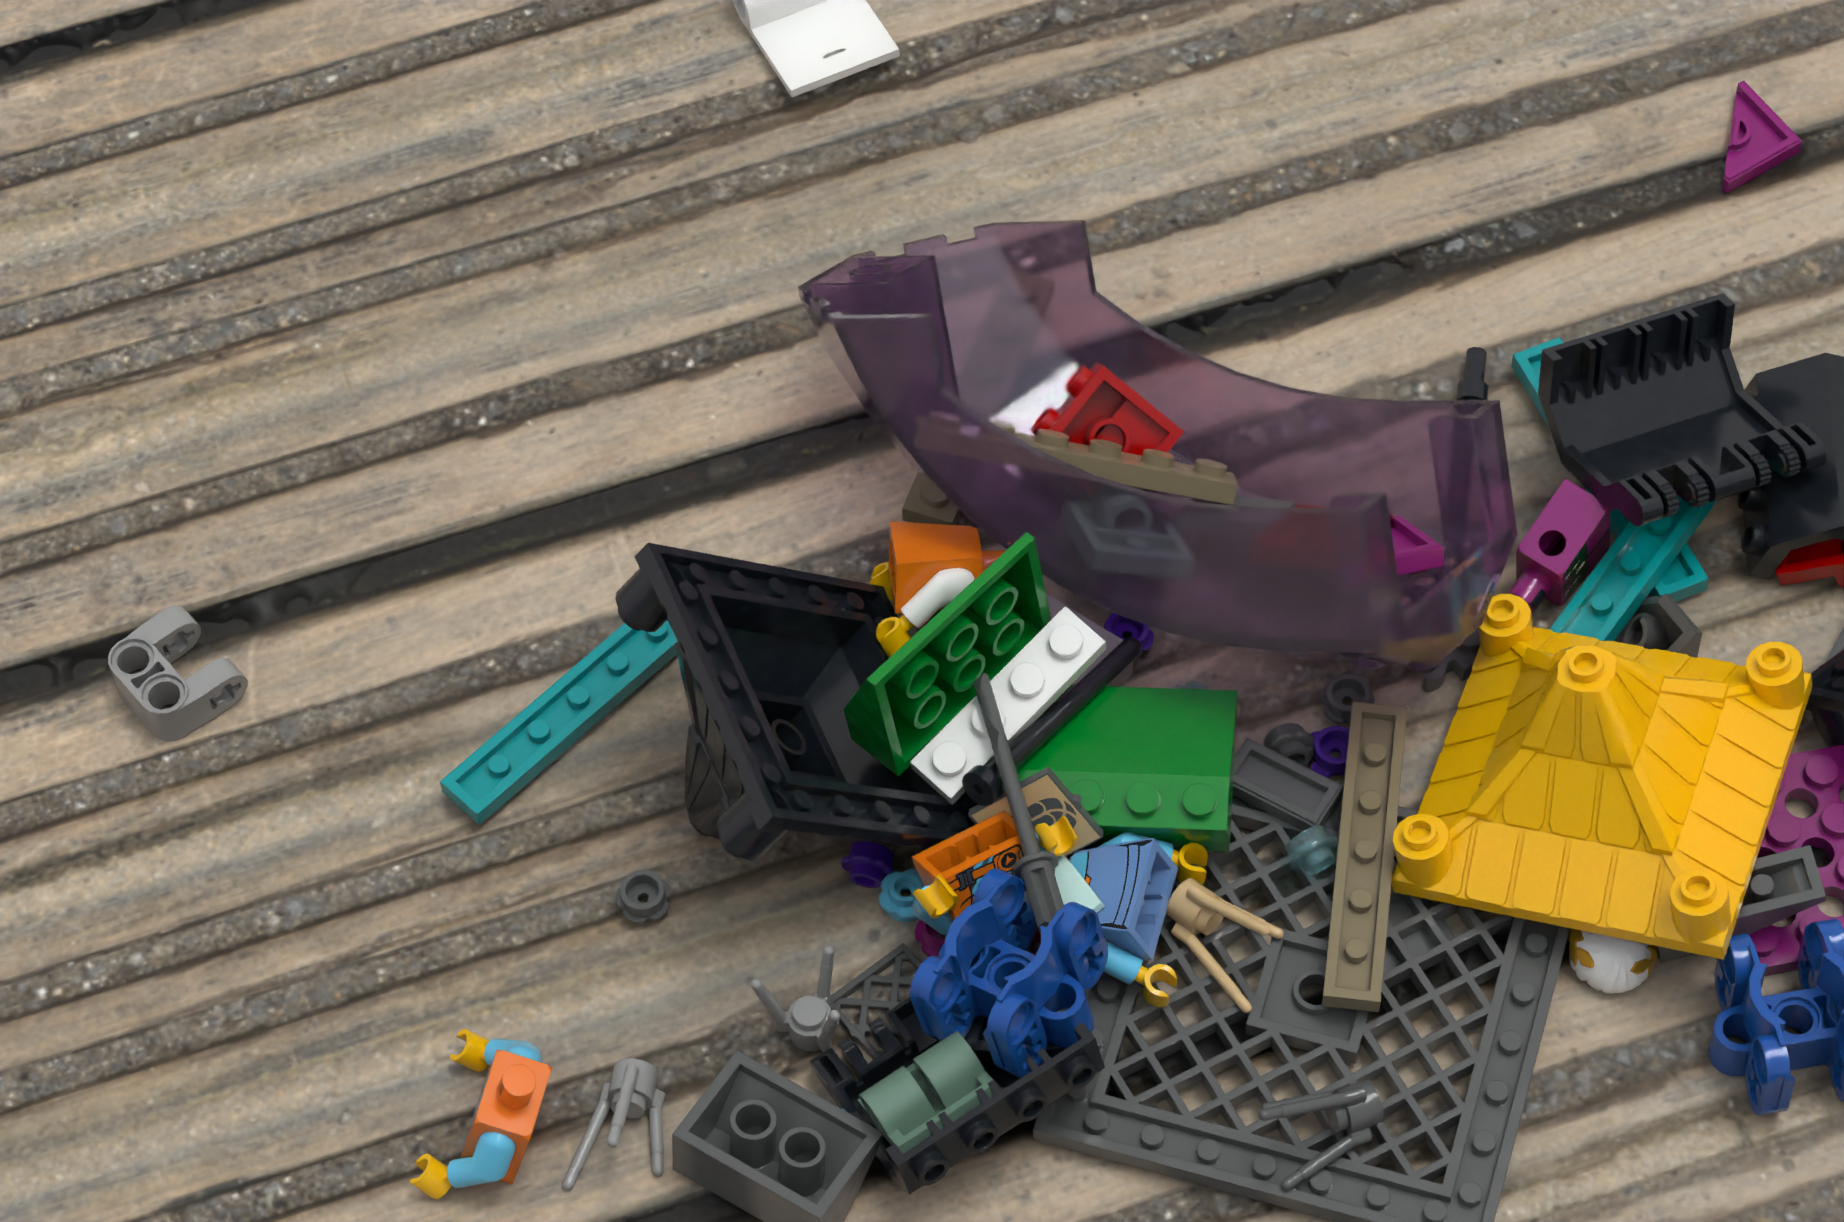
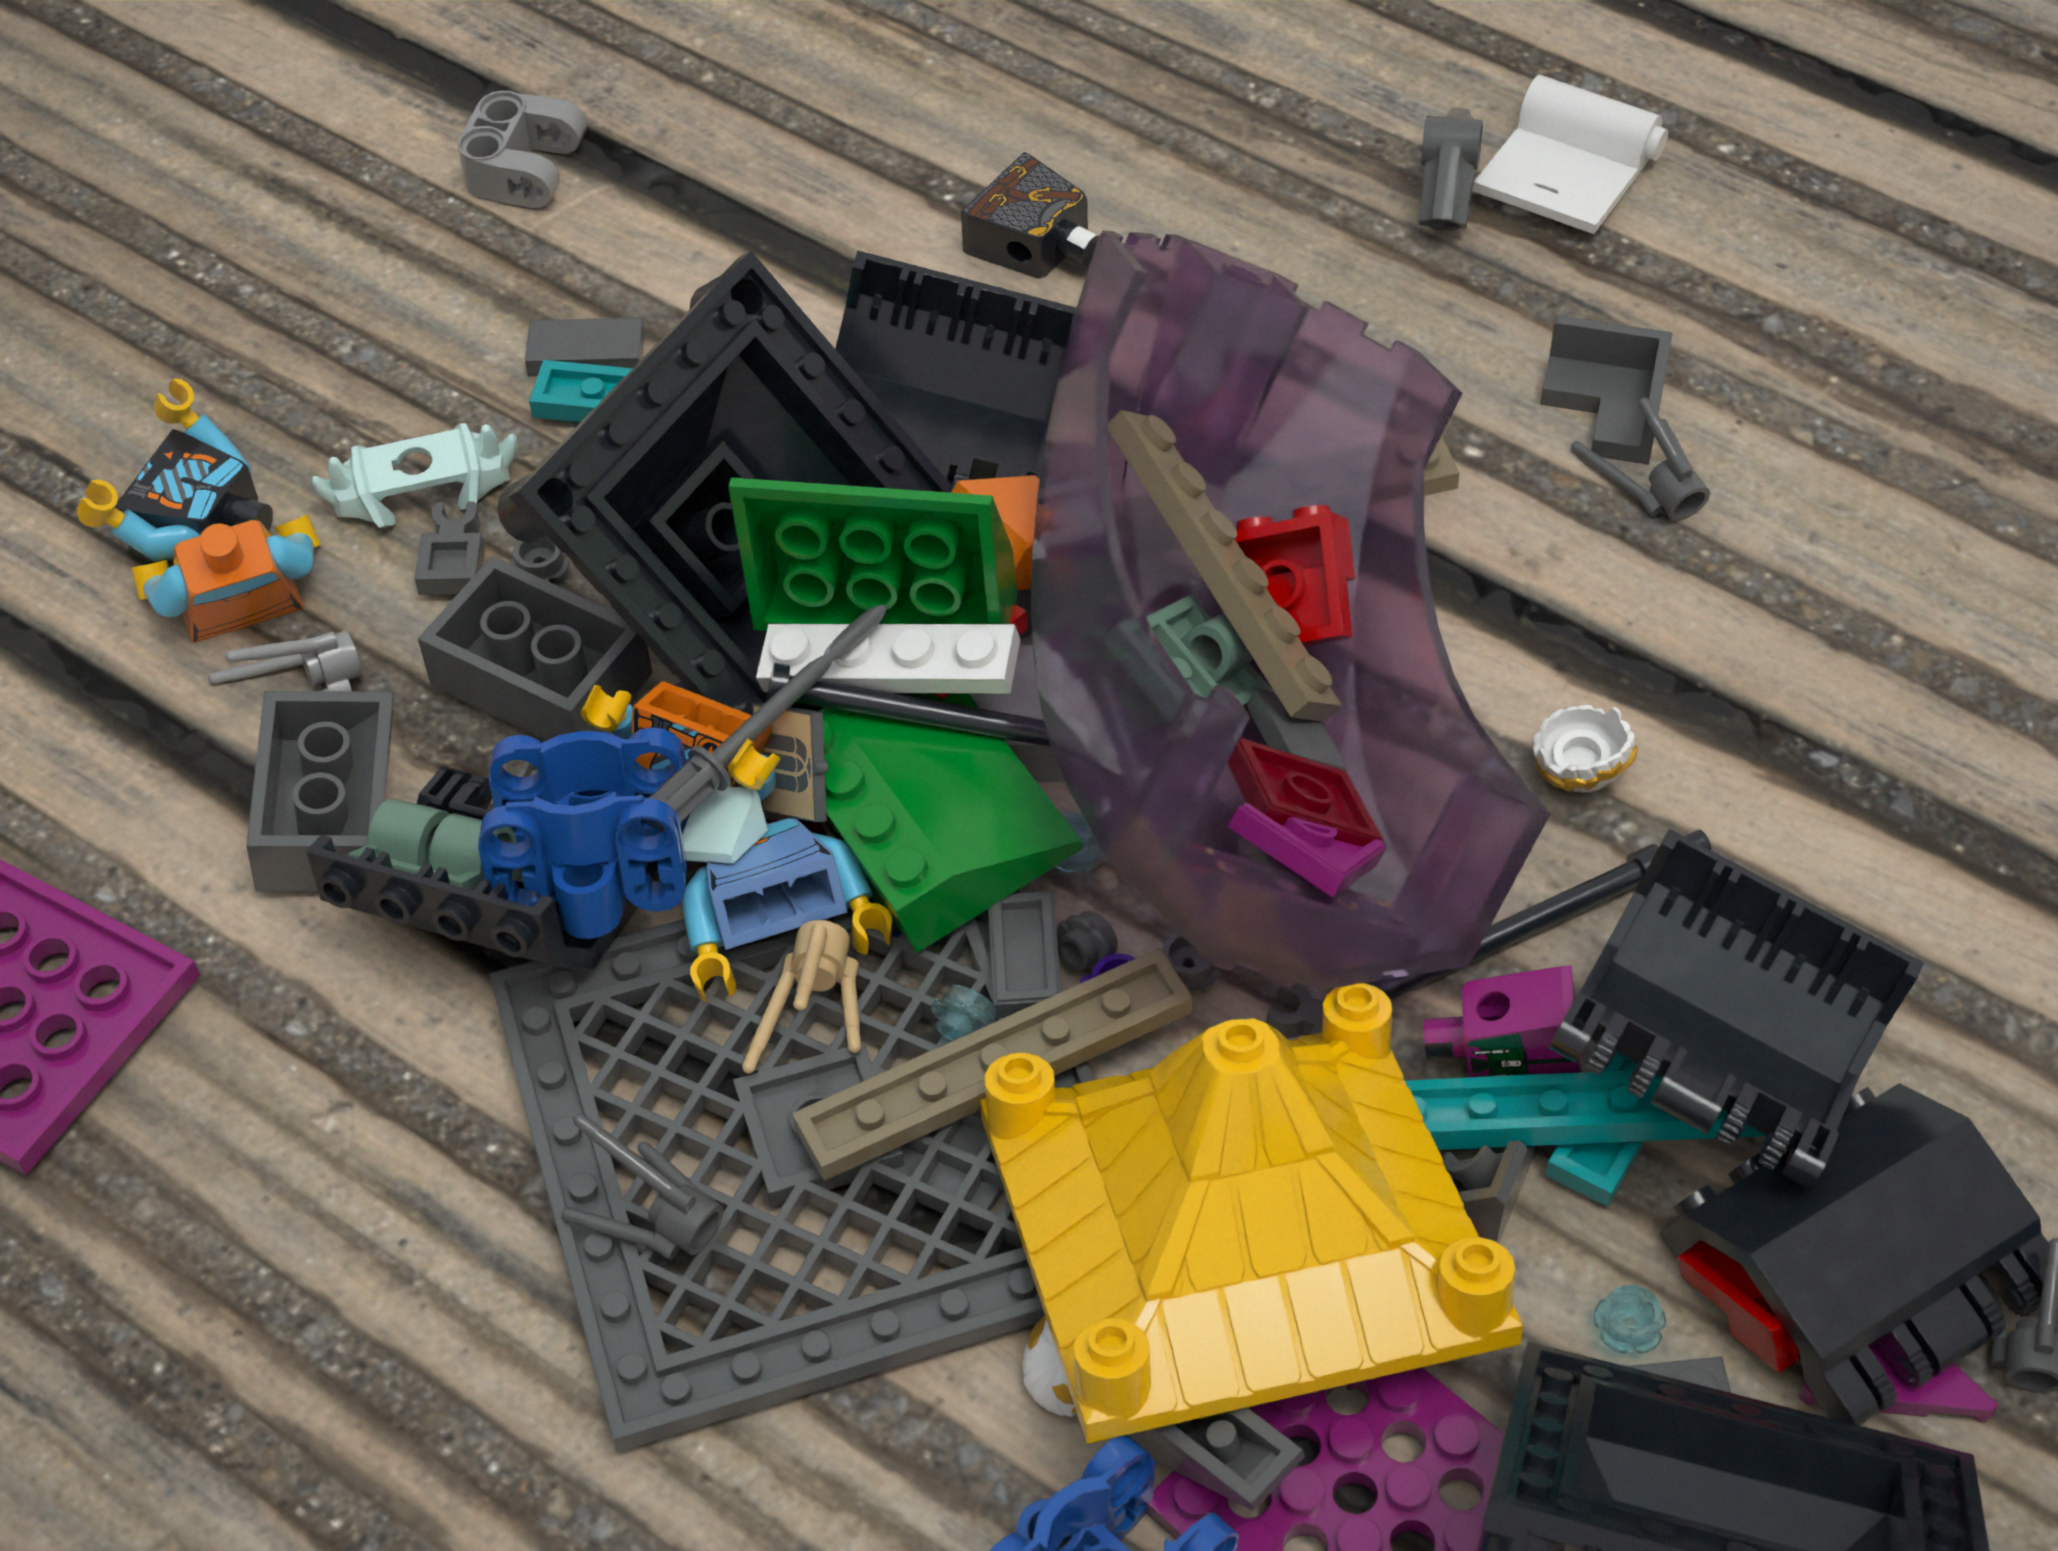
camera: 55 degrees right, 5 degrees down
(368, 1099) = (182, 489): none -> torso
(433, 748) = (585, 341): none -> dark grey tile
(461, 970) = (456, 456): none -> light aqua piece
(579, 380) = (1028, 220): none -> torso
(589, 955) = (451, 554): none -> dark grey plate
(731, 500) = (957, 363): none -> black hinge
(761, 930) = (530, 651): none -> dark grey brick
(769, 83) = (1449, 156): none -> dark grey piece
(810, 1017) = (484, 730): light grey plant -> none
(1060, 130) = (1606, 373): none -> dark grey panel
(1174, 165) = (1673, 482): none -> dark grey plant
(1359, 363) = (1584, 748): none -> white hair
(1800, 619) = (1631, 1303): none -> clear light blue plate

